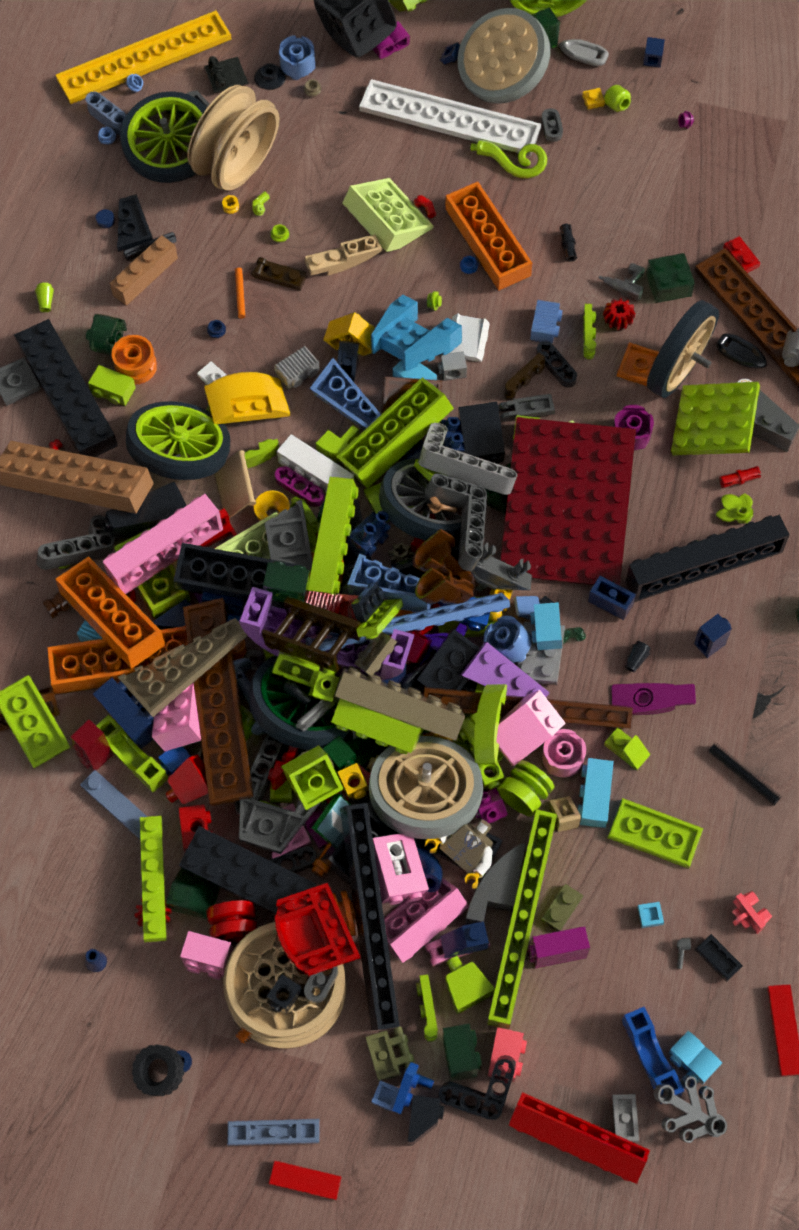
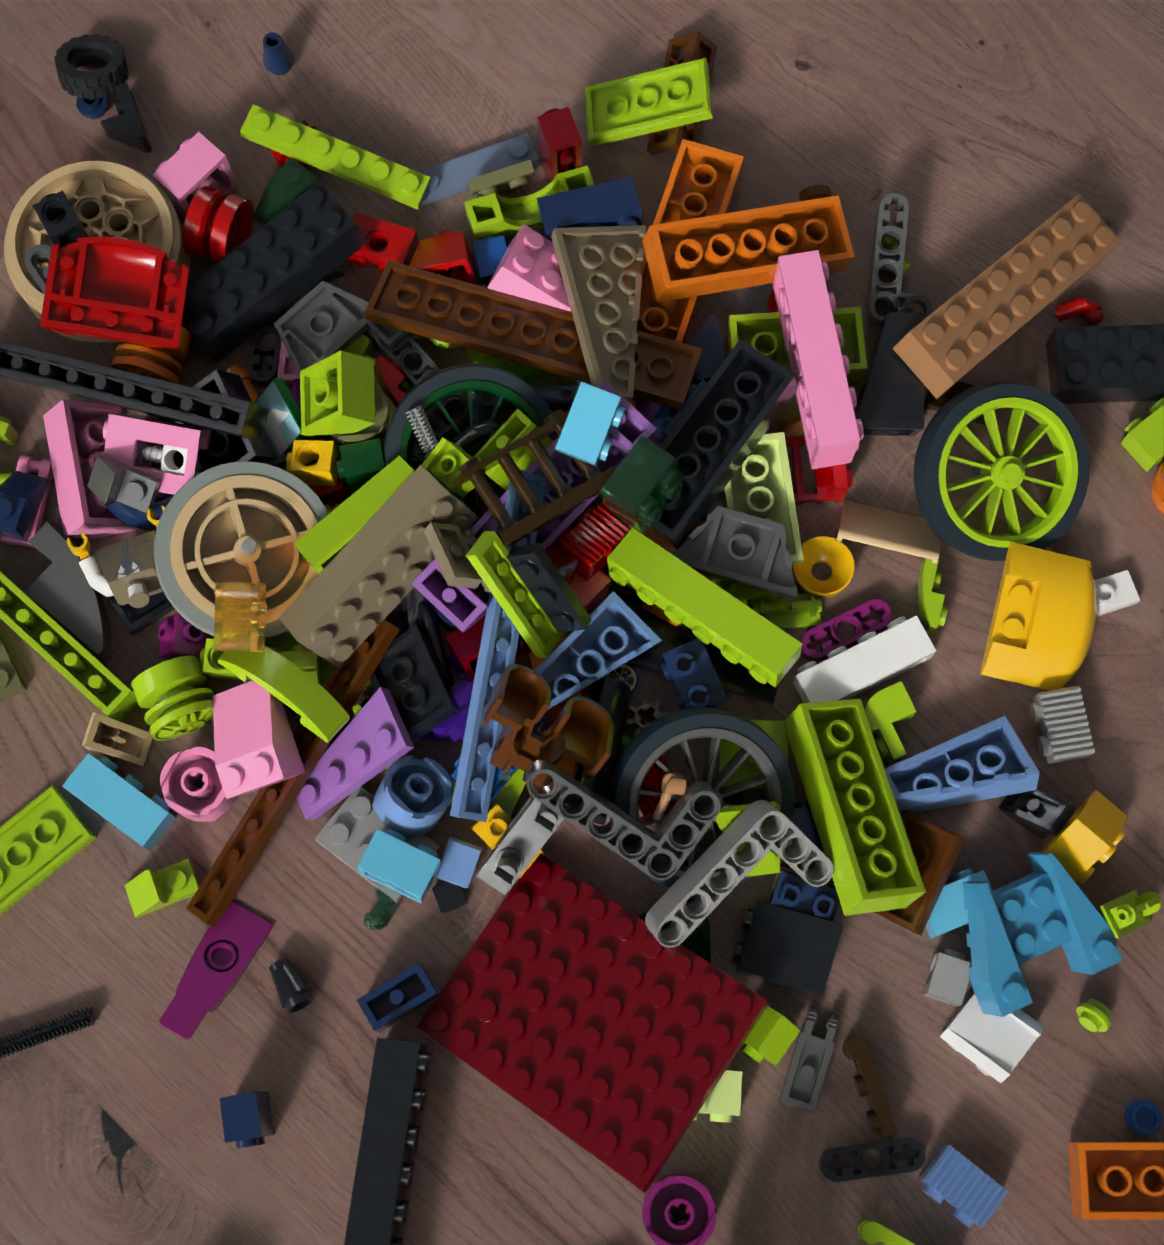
camera: 120 degrees right, 10 degrees up
(123, 777) = (500, 180): none -> olive plate
(186, 1022) = (128, 125): none -> black slope
(270, 613) = (590, 424): none -> medium azure brick
(375, 302) = (1130, 911): none -> lime hinge
(425, 872) = (122, 483): none -> dark grey slope
(468, 756) = (239, 616): none -> clear yellow brick

